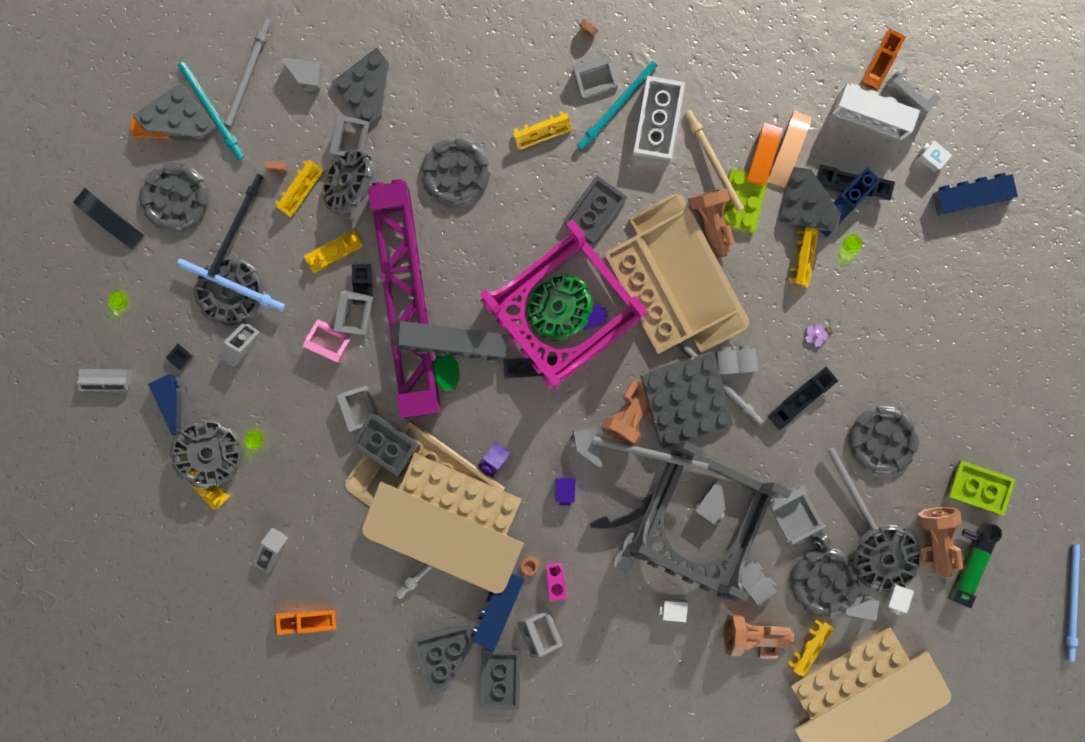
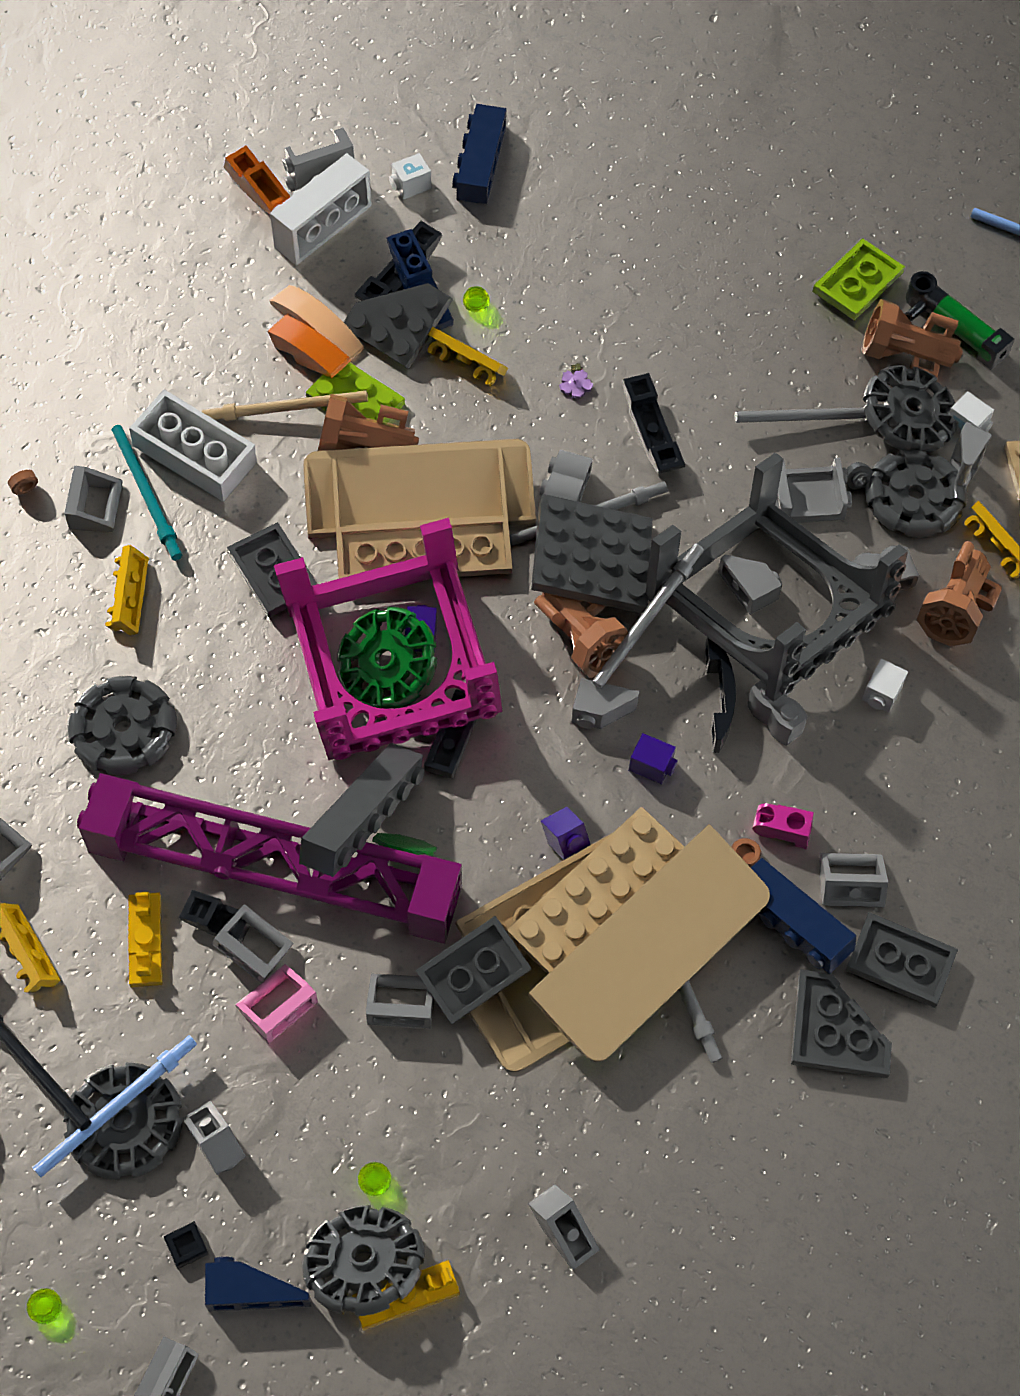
camera: 70 degrees left, 25 degrees down
(304, 621) = (700, 1220): orange slope -> none
(345, 181) = (72, 863): dark grey plate -> none
(895, 440) = (752, 346): dark grey plate -> none

